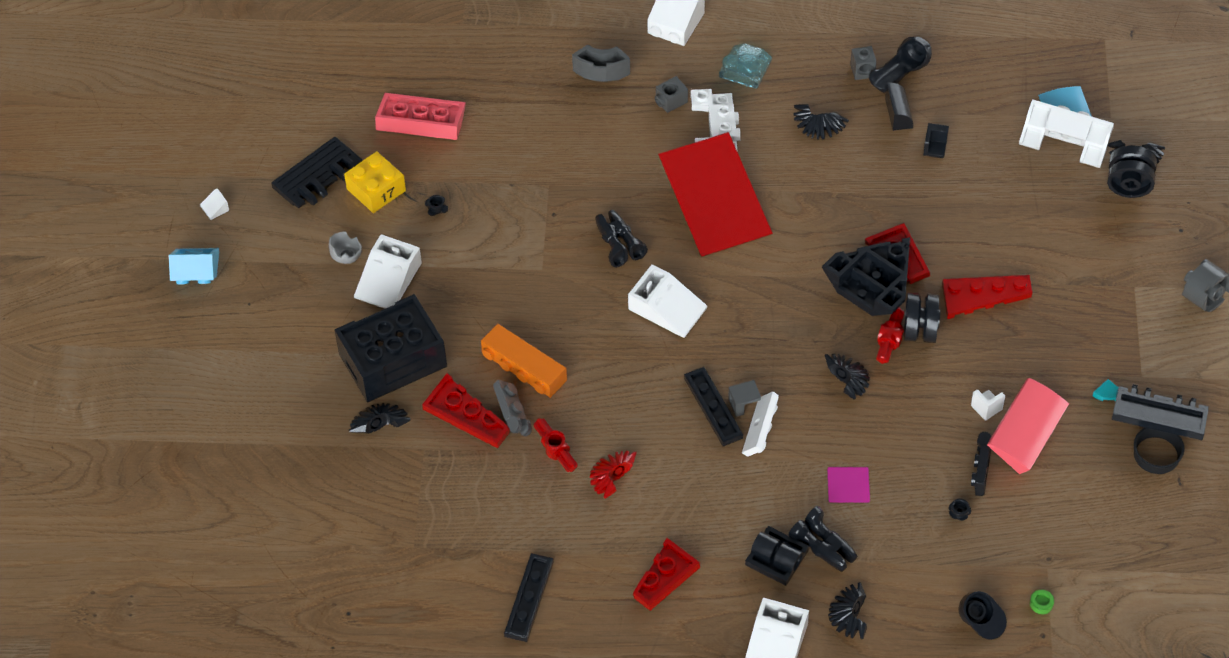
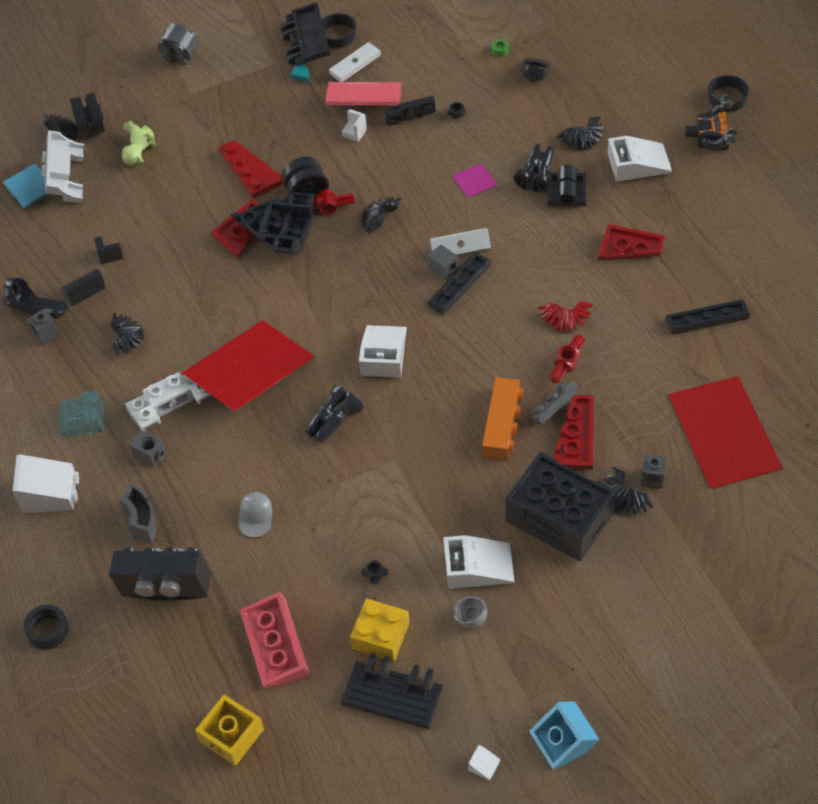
camera: 115 degrees left, 0 degrees up
(359, 54) = (229, 729): none -> yellow brick
(382, 447) = (653, 471): none -> dark grey brick
(391, 540) = (724, 432): none -> red piece
(520, 44) = (160, 574): none -> black piece
(553, 148) = (255, 515): none -> light grey cap
(1076, 210) = (139, 141): none -> yellowish green animal
(1093, 445) = (354, 62): none -> white tile

